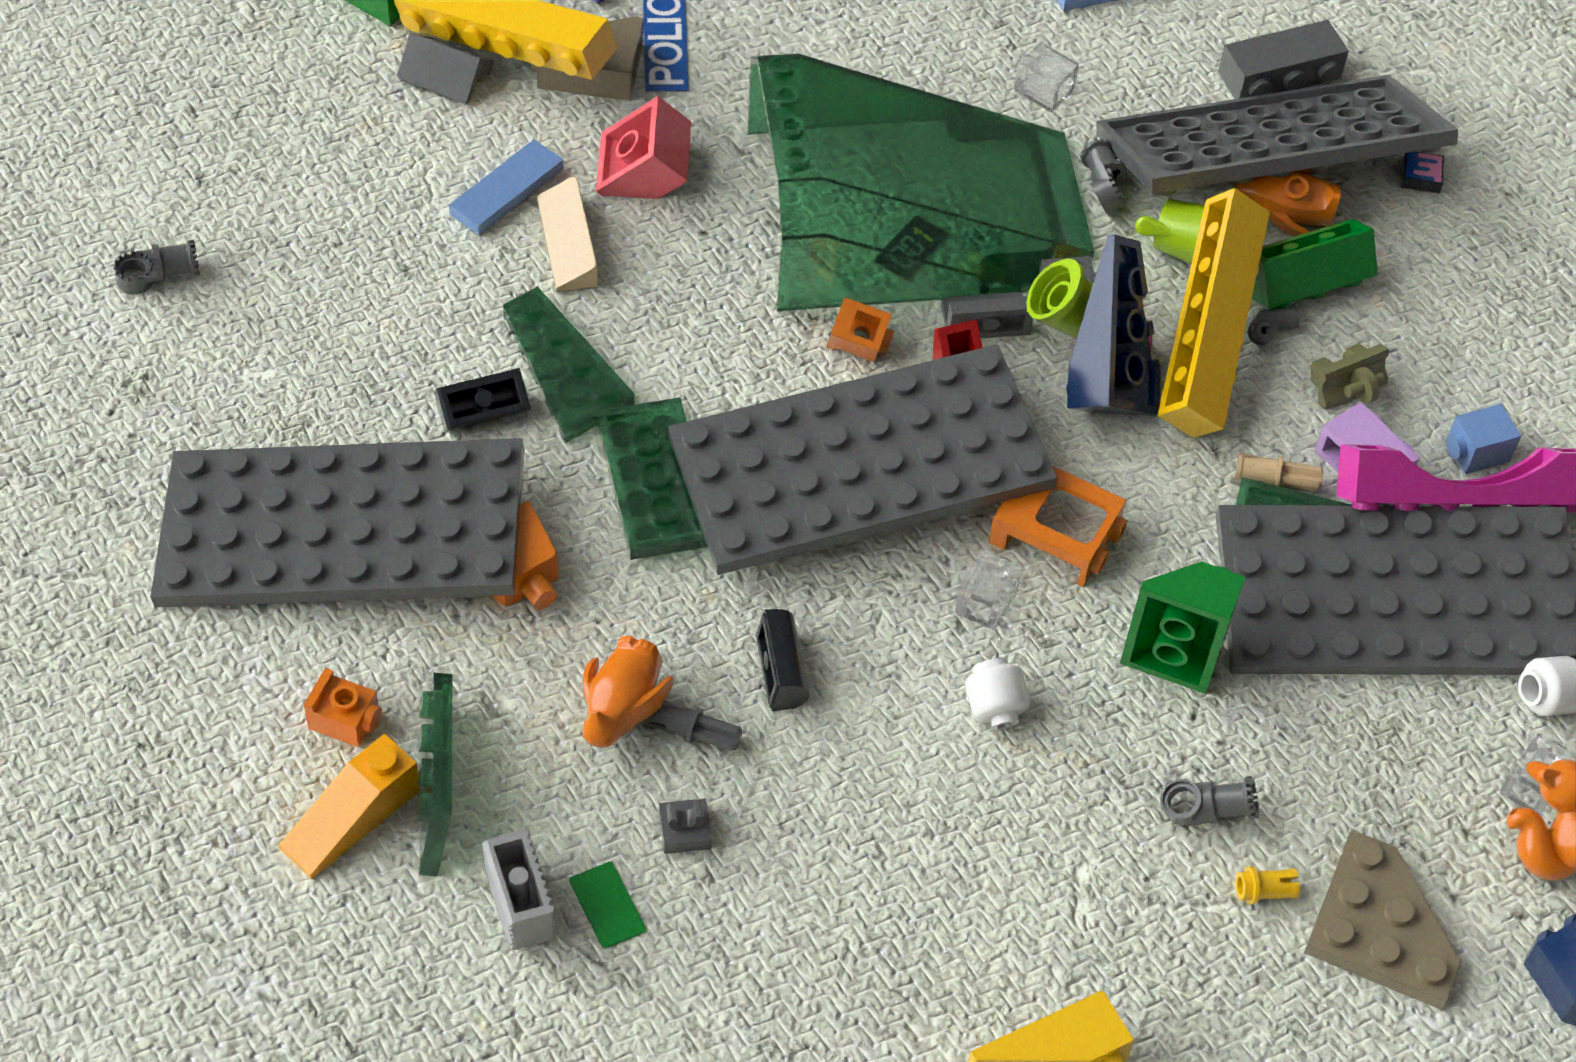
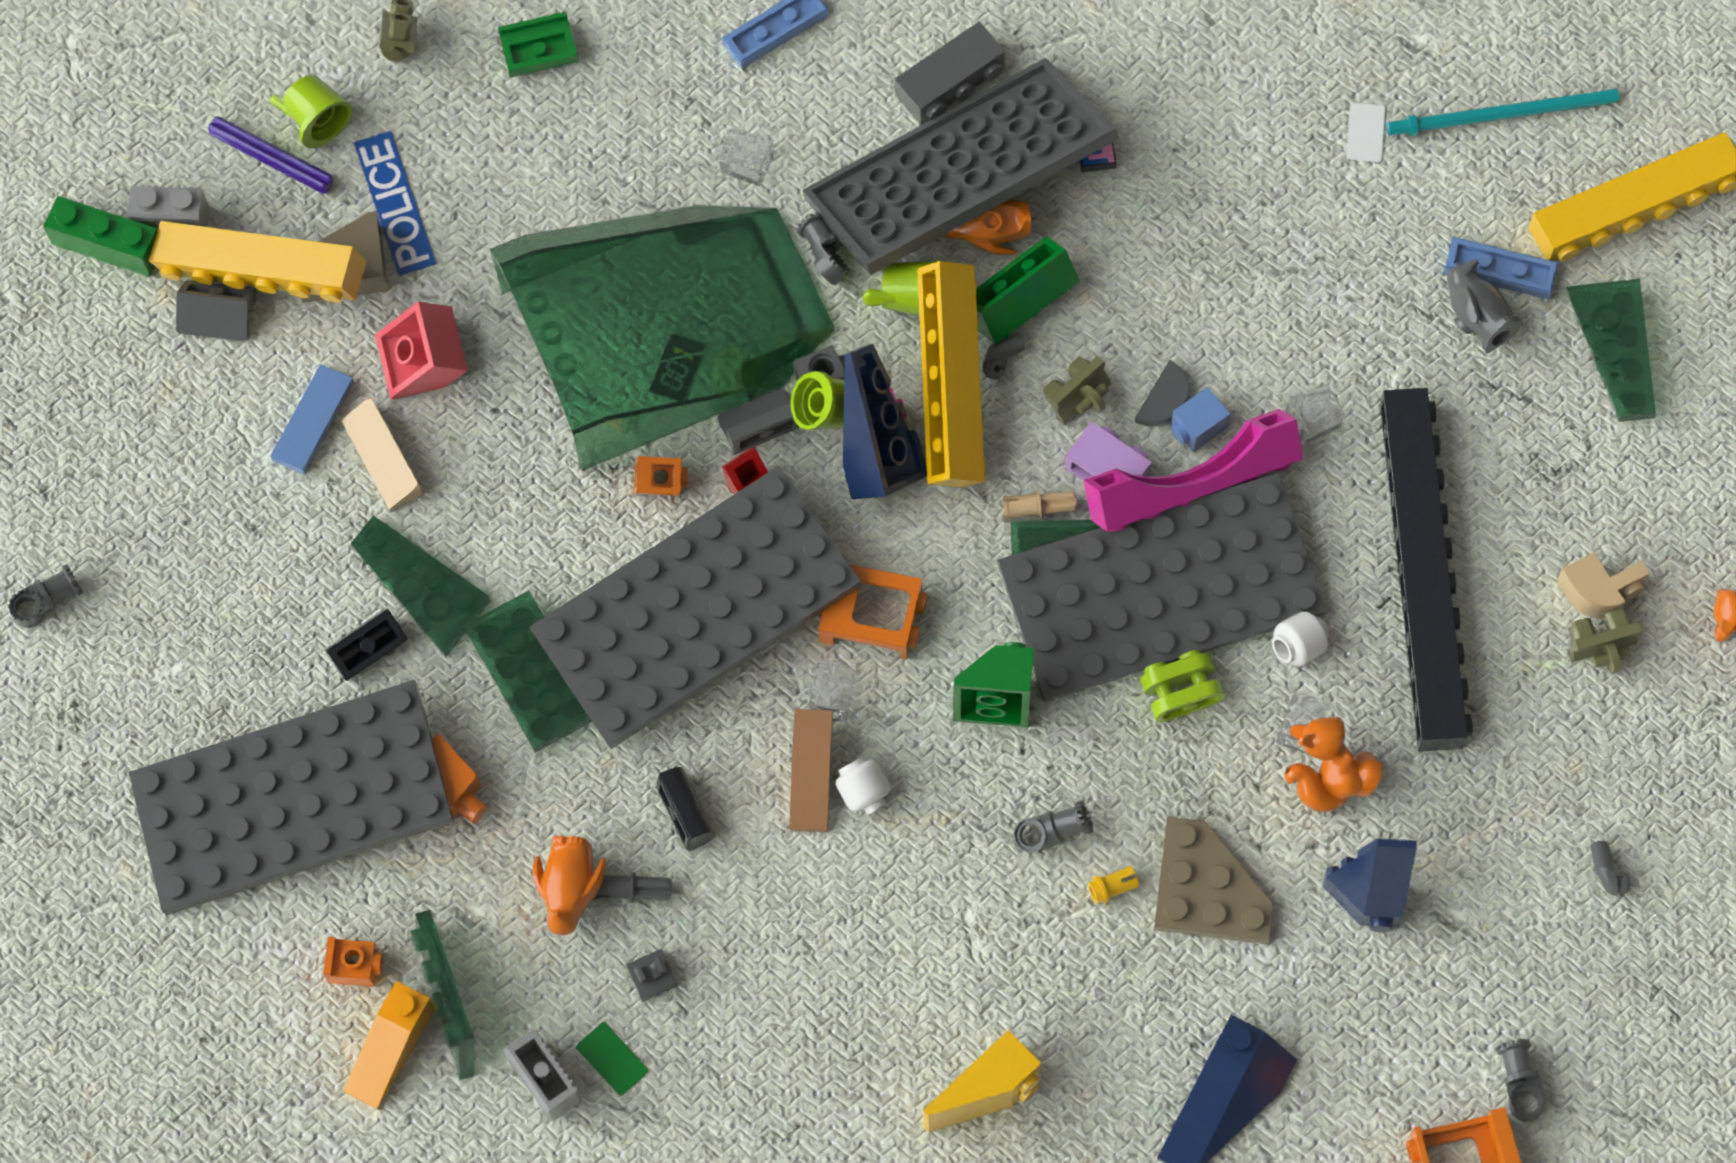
camera: 10 degrees left, 15 degrees up
(941, 660) = (811, 770): none -> medium nougat slope
(1401, 697) = (1191, 667): none -> lime brick
(1440, 412) = (1166, 395): none -> dark grey tile

